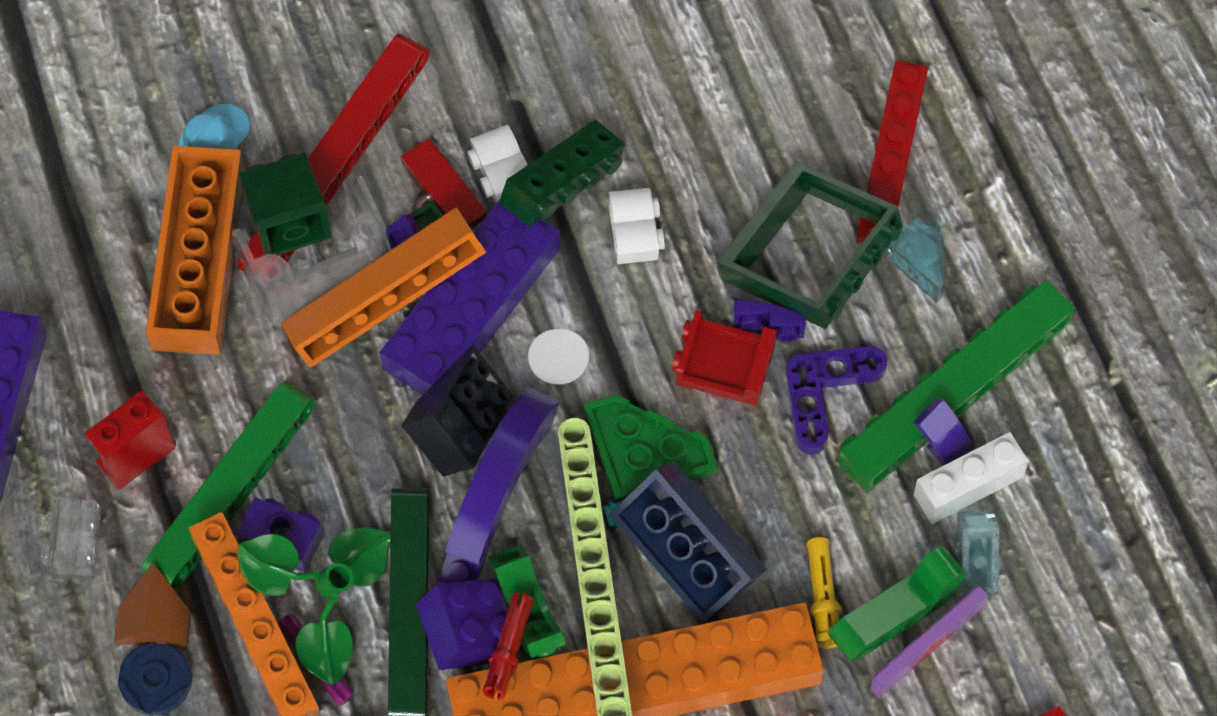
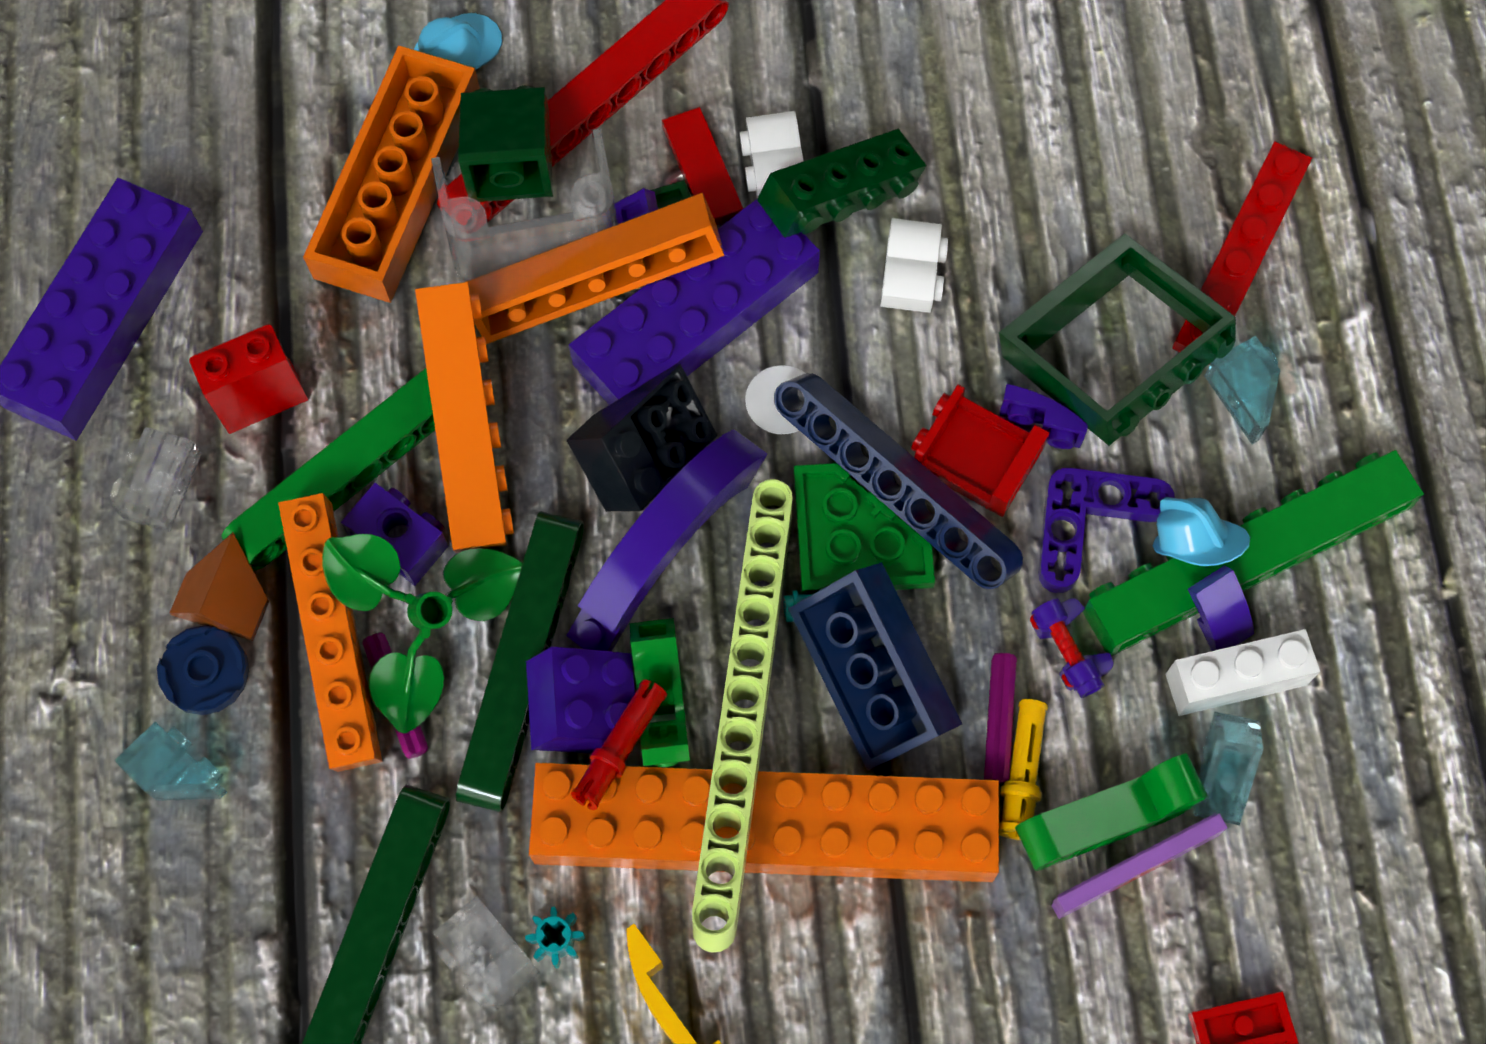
camera: 15 degrees right, 5 degrees up
(311, 429) = (461, 417): none -> orange brick
(683, 393) = (917, 481): none -> dark blue beam
(794, 557) = (1000, 717): none -> magenta axle
(848, 508) = (1080, 672): none -> dark purple piece
(909, 380) = (1196, 533): none -> medium azure piece

